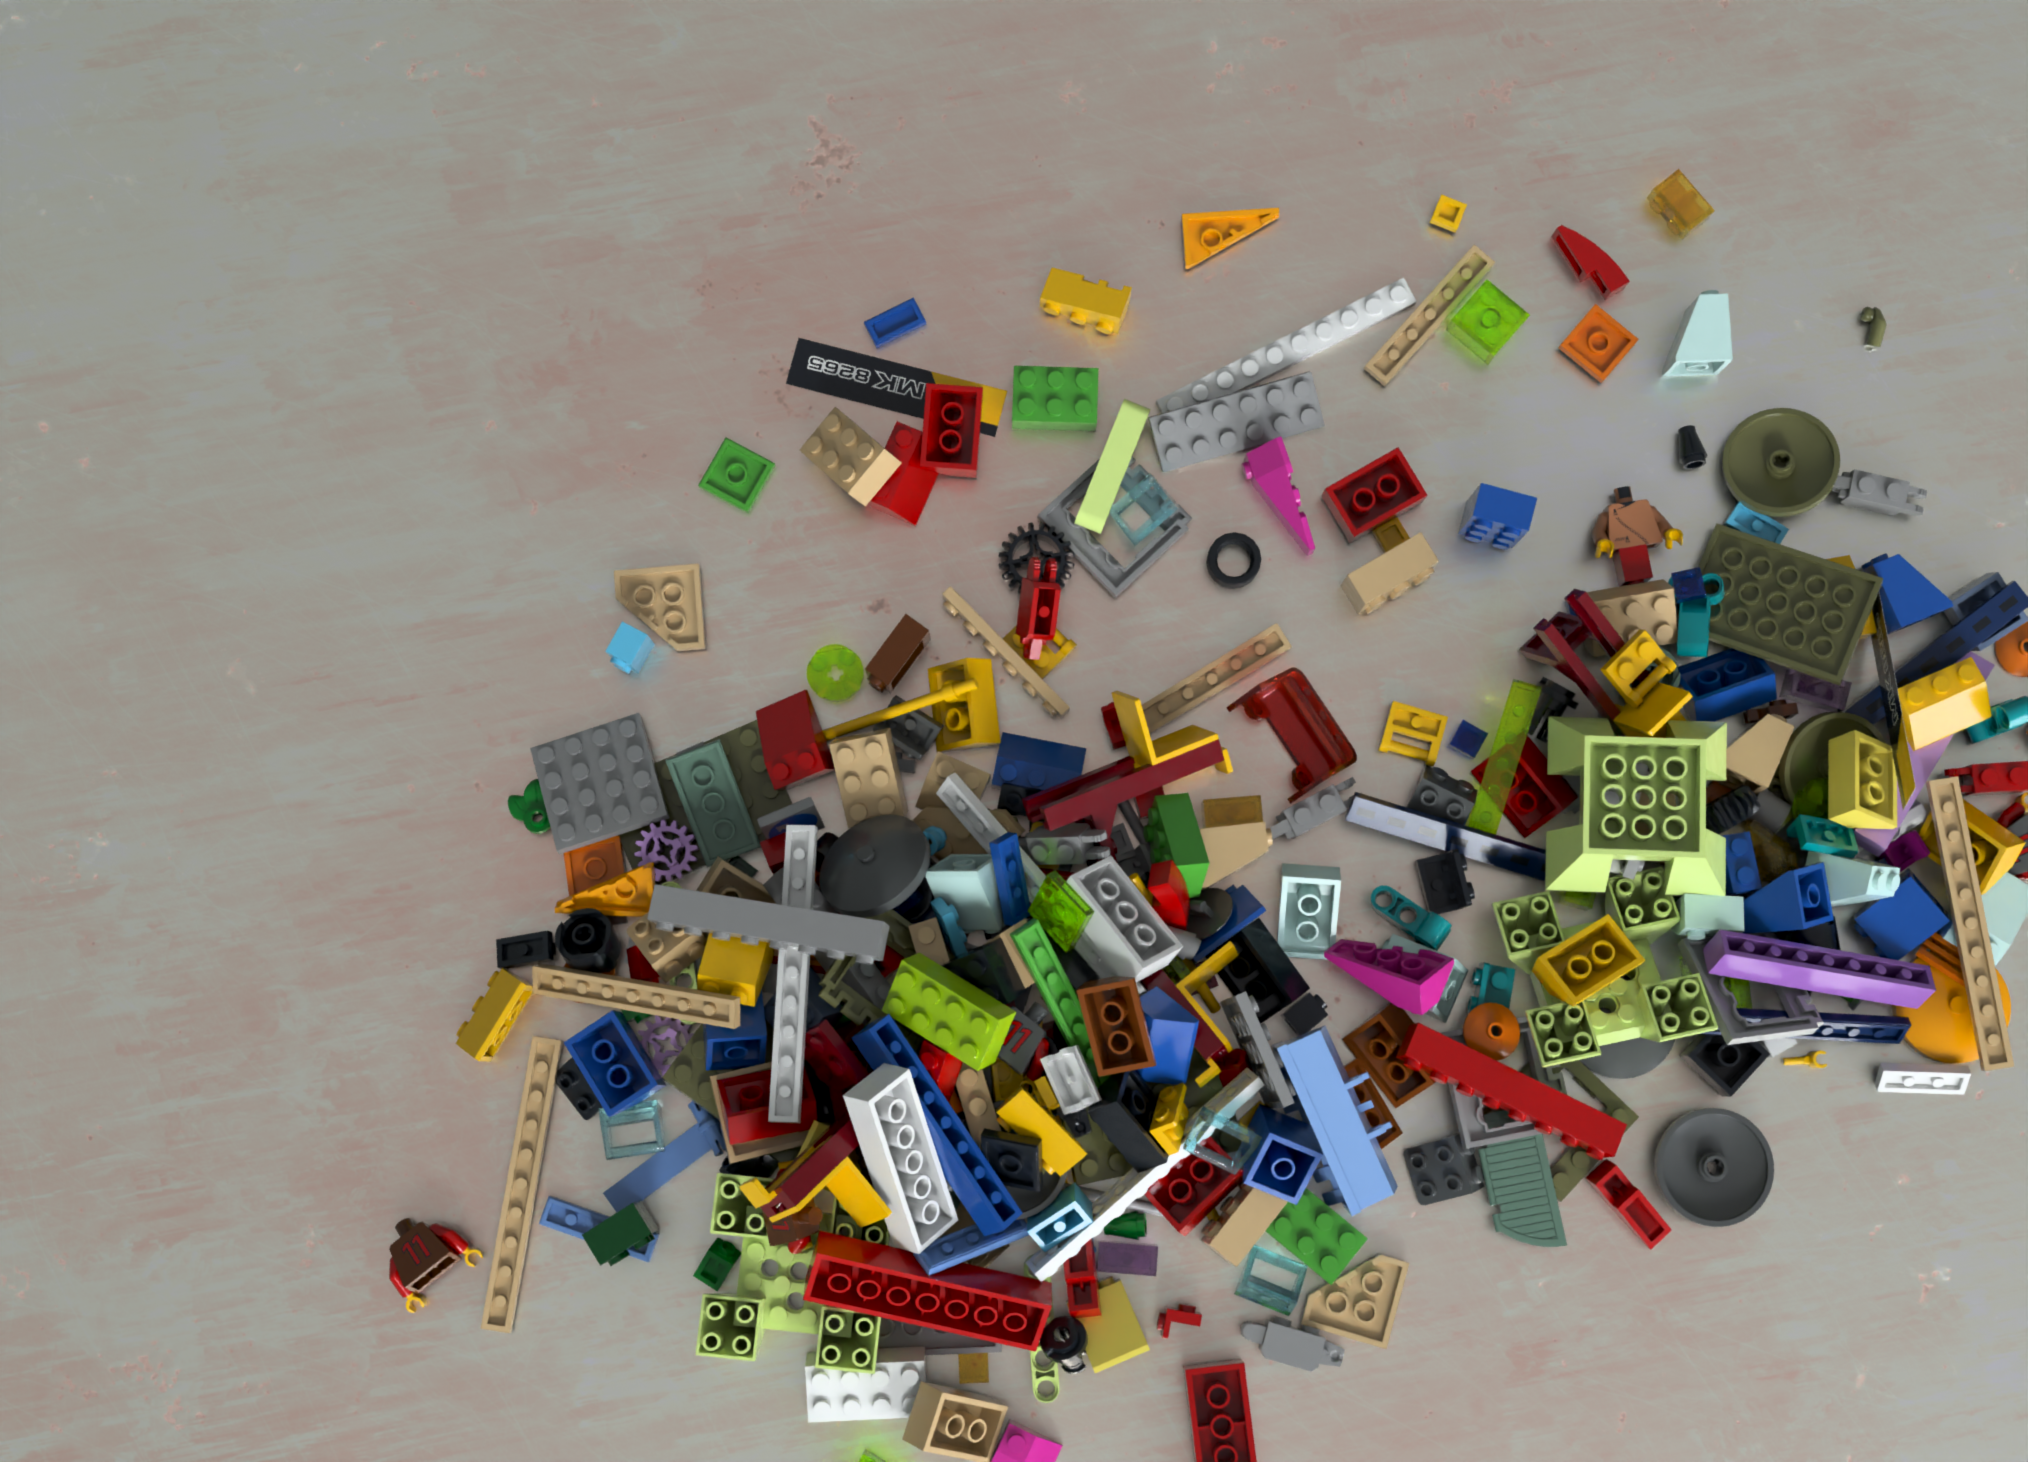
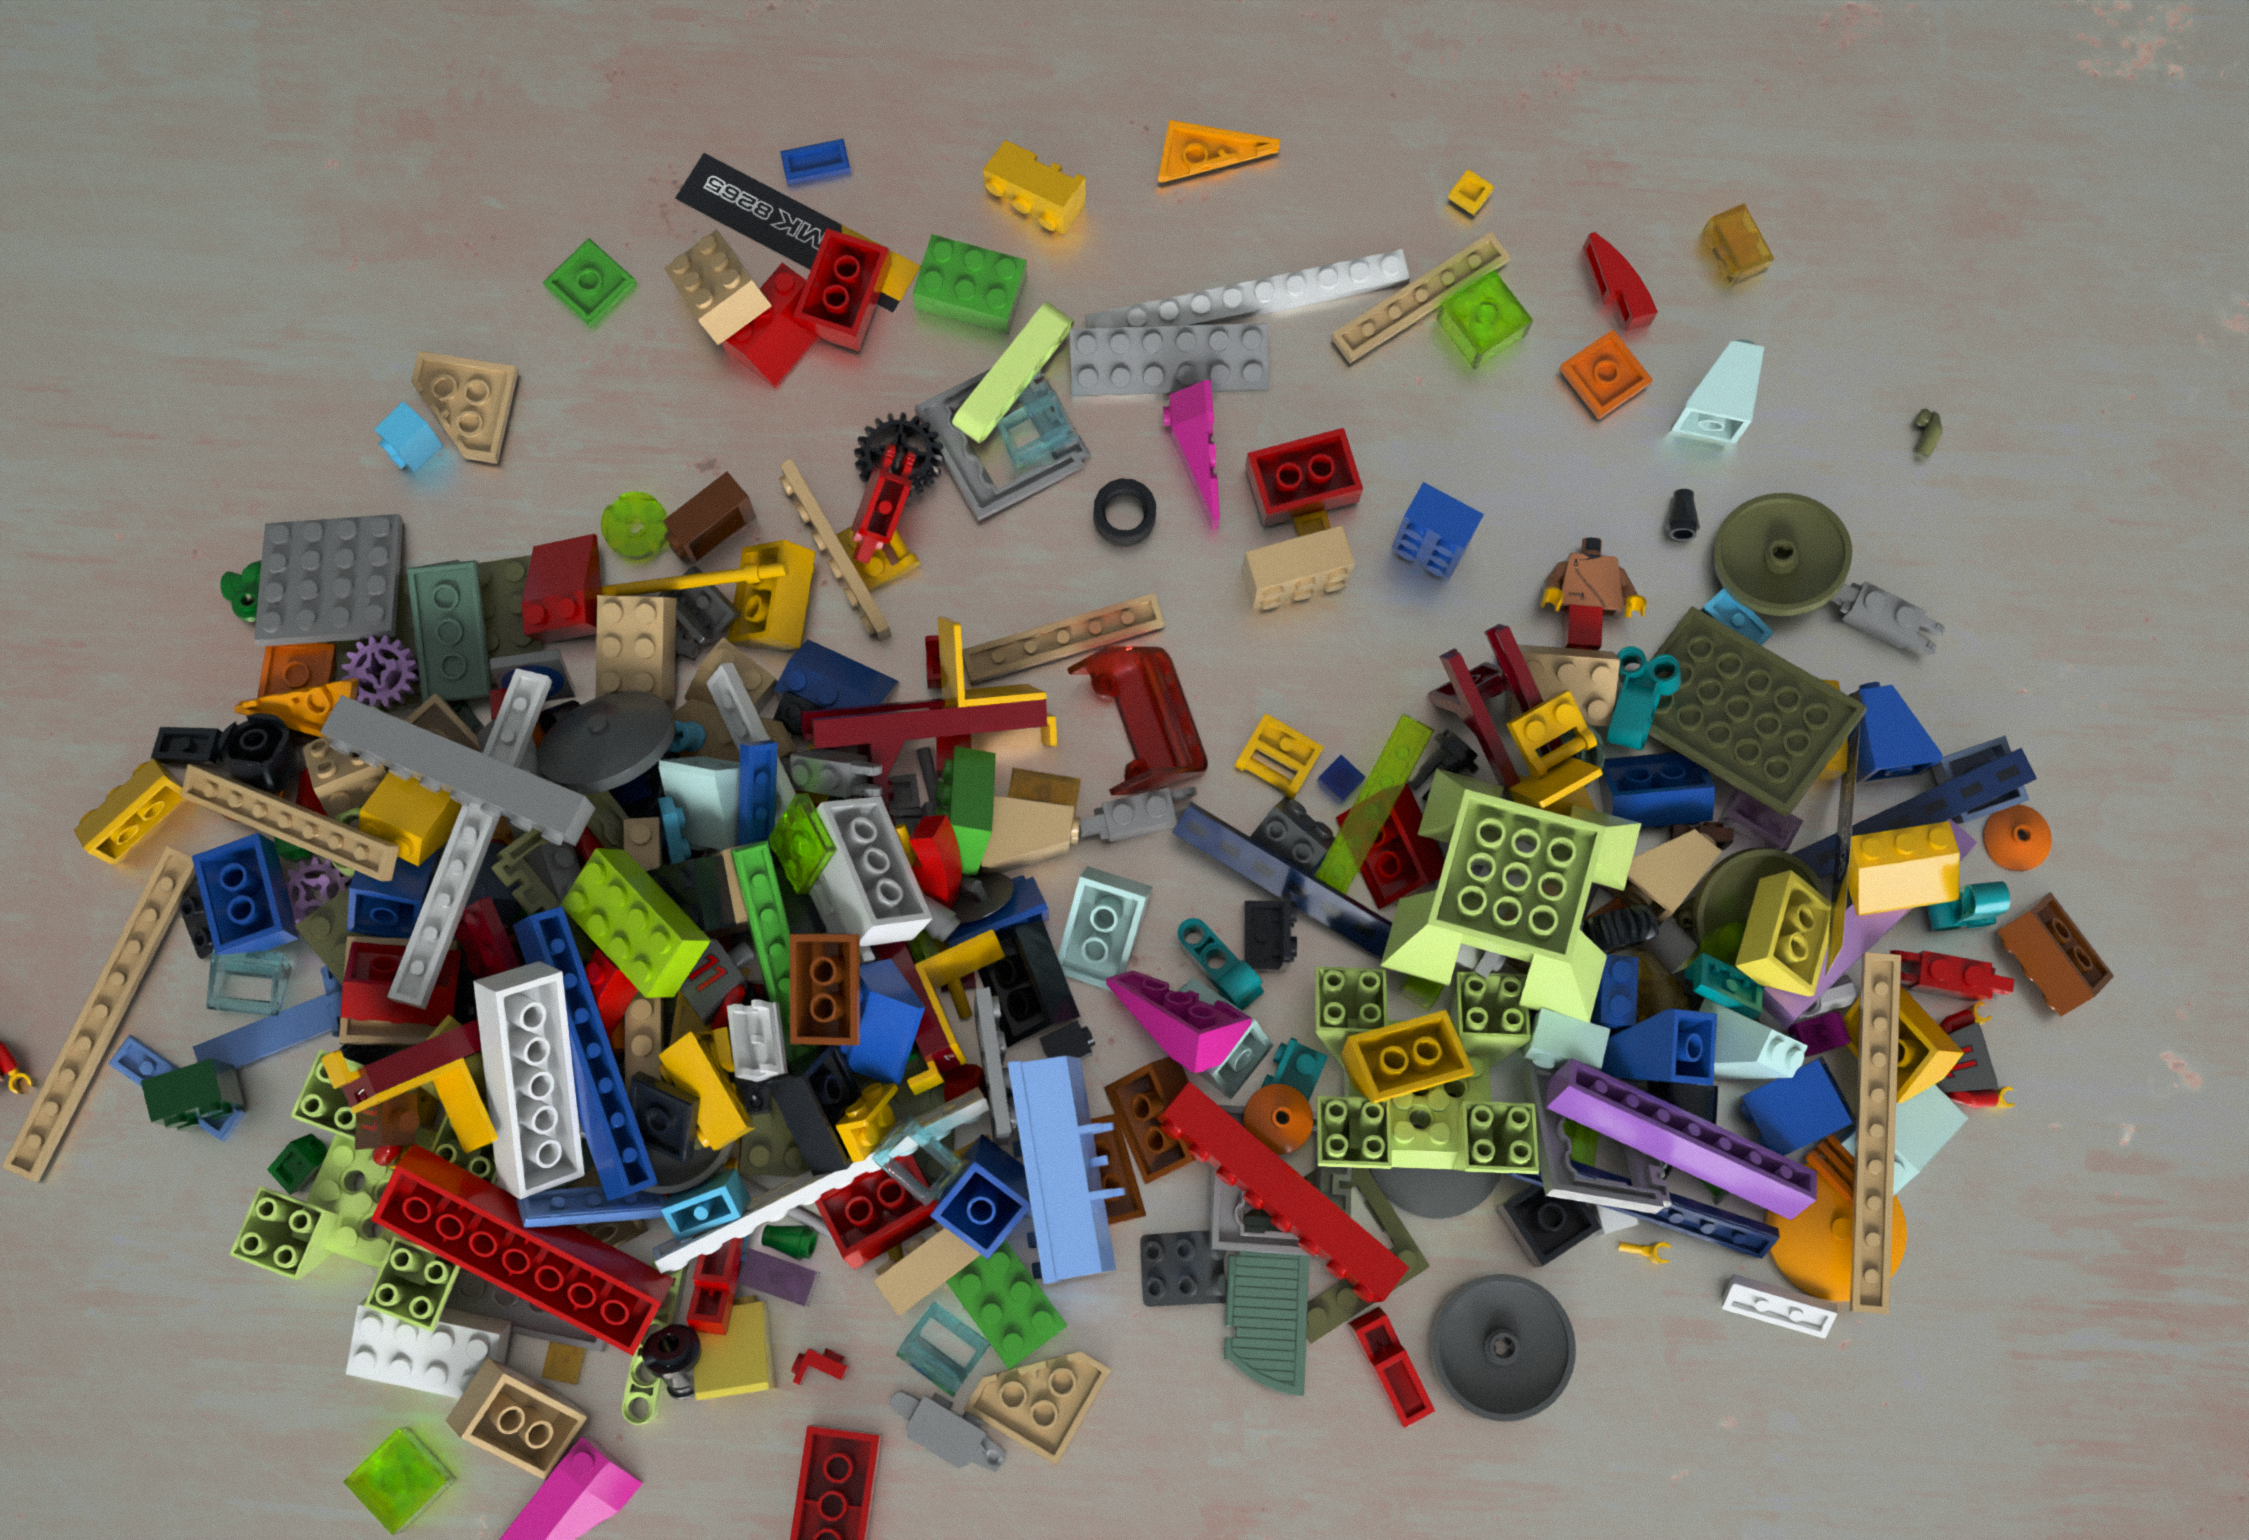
camera: 10 degrees right, 5 degrees down
(1688, 585) = (1638, 660): clear blue plate -> none

